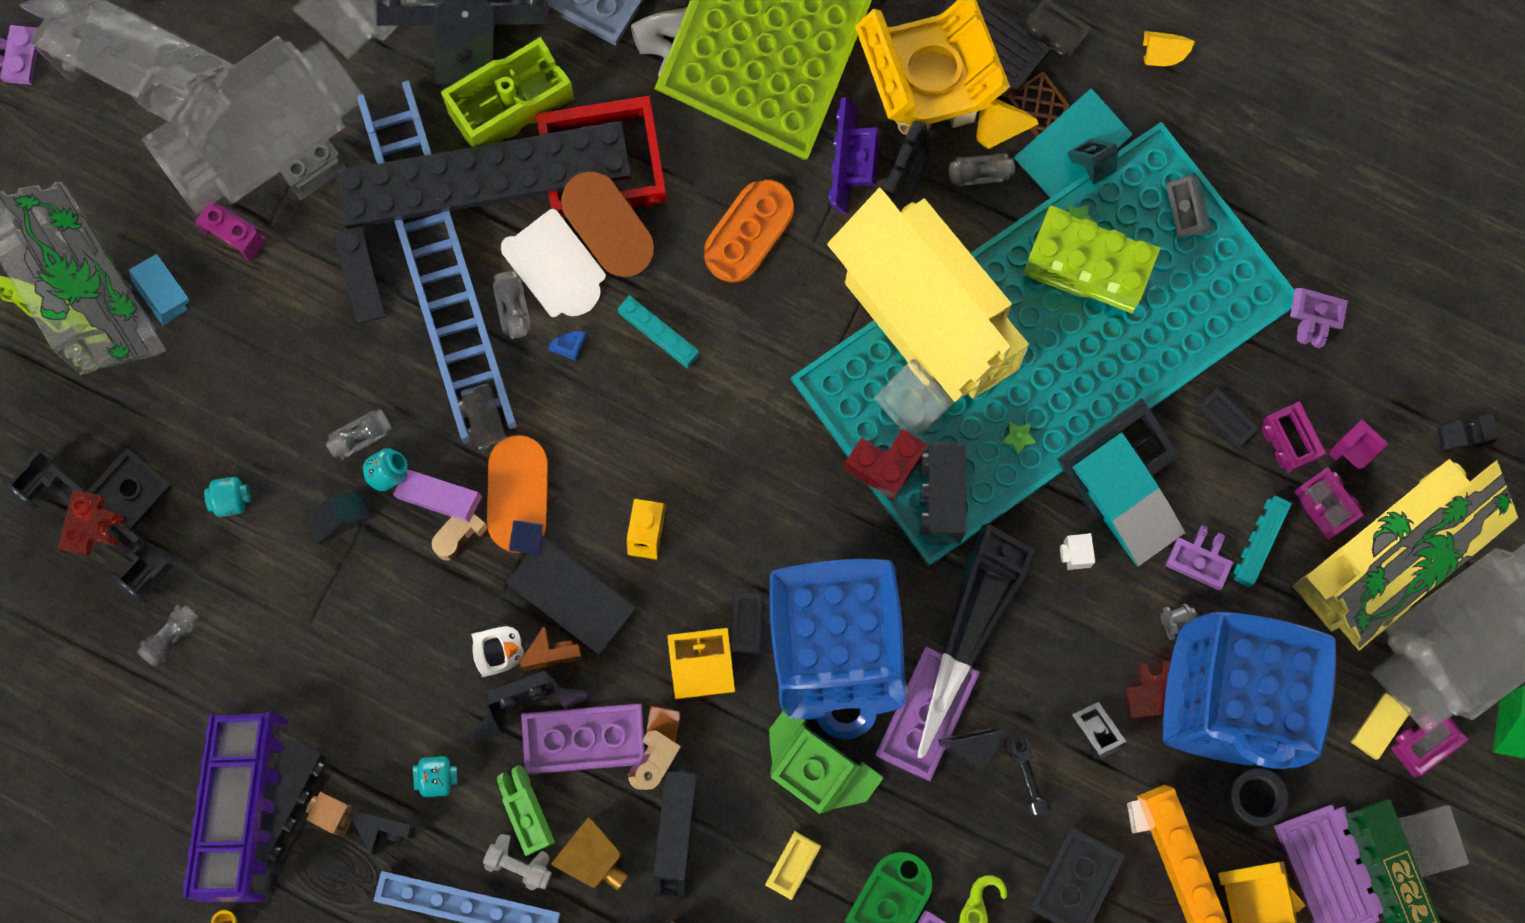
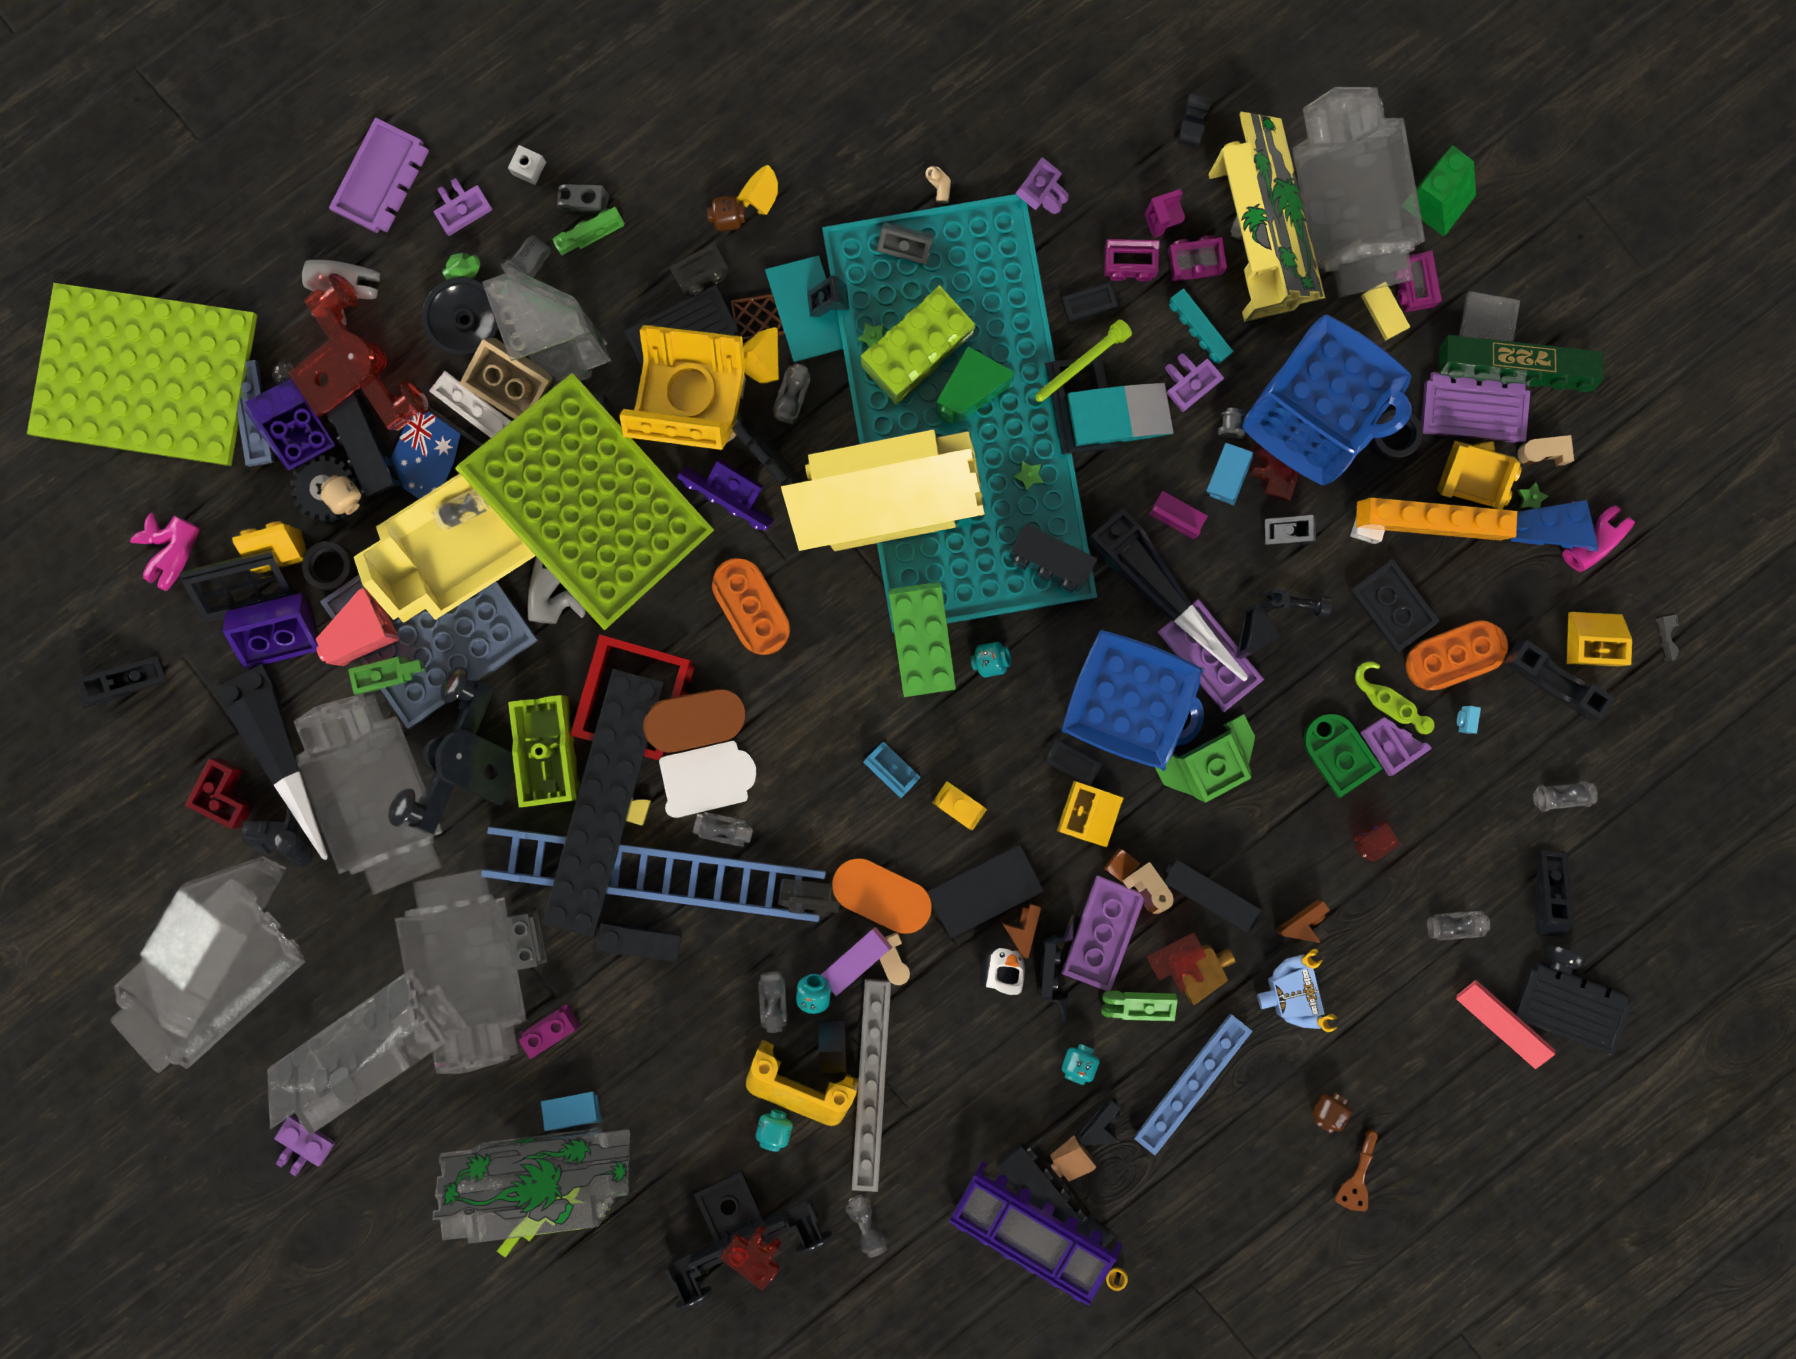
camera: 60 degrees left, 10 degrees up
(277, 535) = (821, 1107): none -> yellow windscreen
(316, 574) = (871, 1085): none -> light grey tile
(491, 216) = (638, 811): none -> light yellow tile
(526, 537) = (922, 905): clear blue tile -> none
(534, 874) = (1191, 1020): light grey piece -> none
(568, 344) = (776, 797): blue tile -> none
(590, 823) = (1178, 961): none -> clear red plate
(651, 442) = (892, 769): none -> dark azure hinge
(658, 332) = (801, 720): teal piece -> none
(793, 865) = (1277, 816): light yellow tile -> none
(797, 405) = (921, 639): none -> bright green brick
(812, 488) = (991, 659): none -> teal head
(887, 470) = (1010, 590): dark red brick -> none
(913, 399) = (962, 544): clear tile -> none
(1056, 610) = (1178, 515): none -> magenta panel
(1076, 332) = (972, 386): none -> green slope
(1078, 551) = (1141, 475): white plate -> none
(1126, 26) = (726, 213): none -> reddish brown head
(1126, 642) = (1230, 473): none -> dark azure hinge
(1211, 460) = (1118, 333): none -> lime piece
(1269, 215) = (941, 182): none -> tan arm

